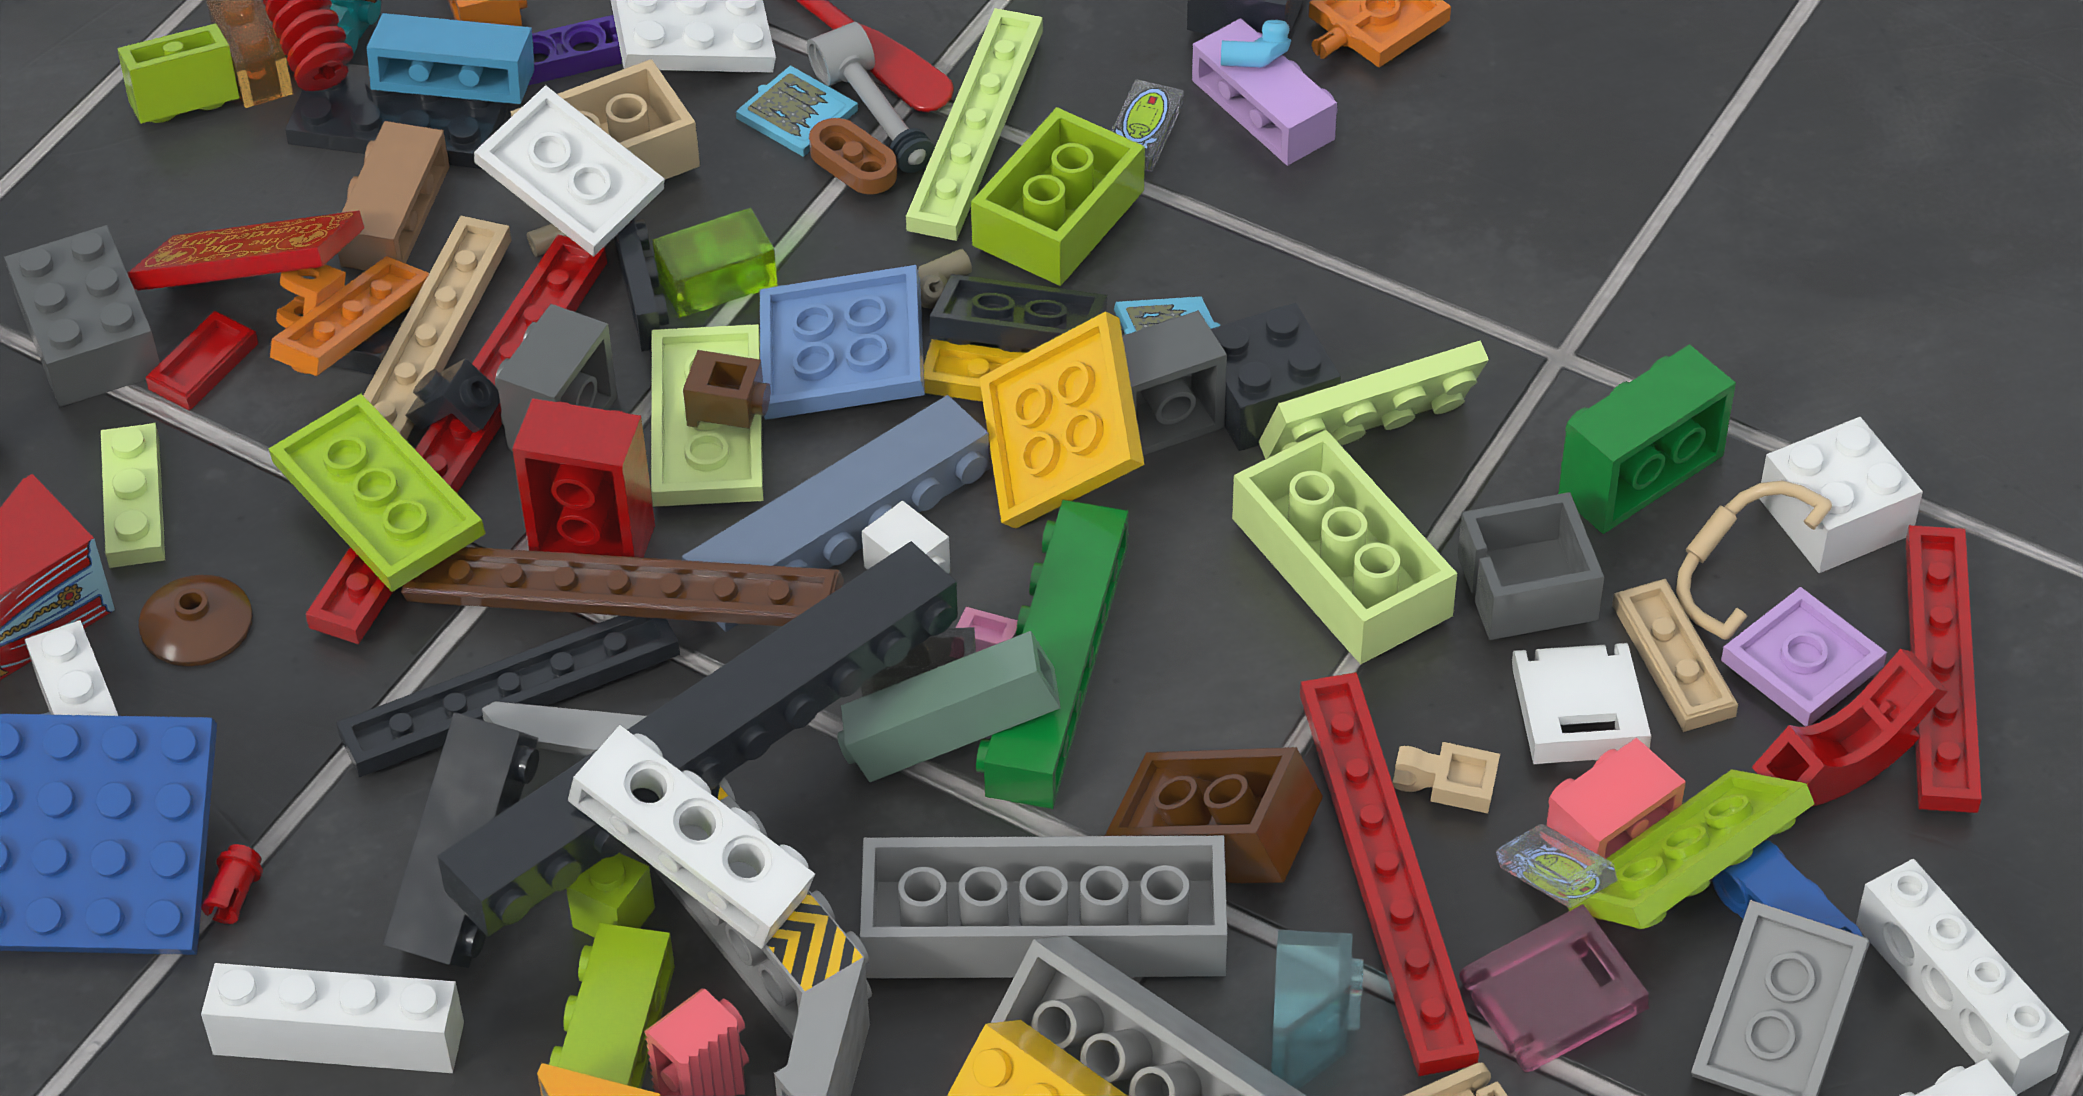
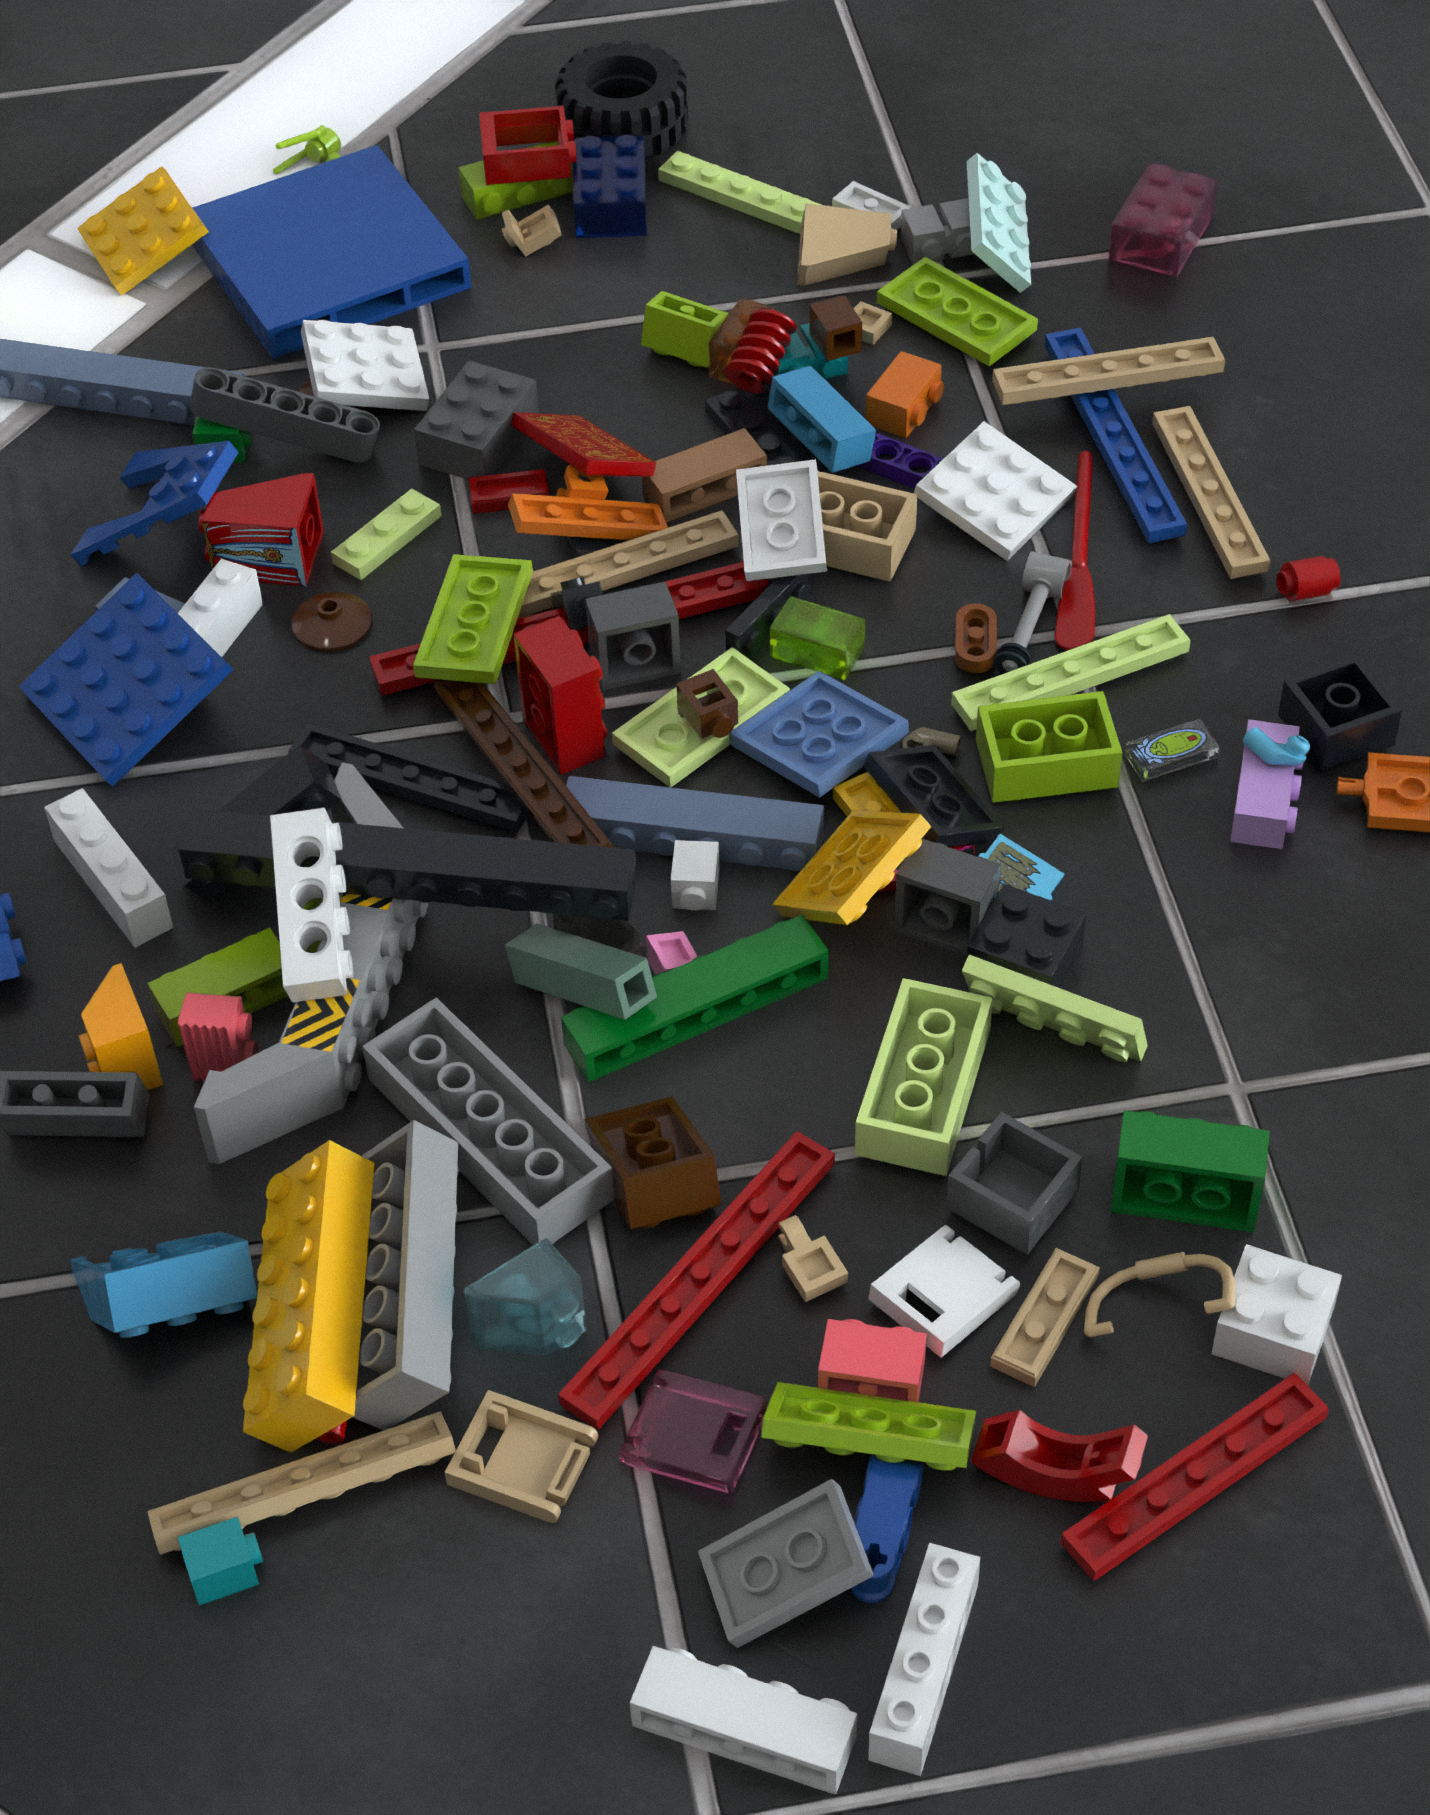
camera: 50 degrees right, 0 degrees up
(236, 872) = (166, 761): red pin -> none
(792, 106) = (990, 585): piece -> none
(1556, 865) = (787, 1363): clear tile -> none
(1803, 656) = (1115, 1386): lavender plate -> none

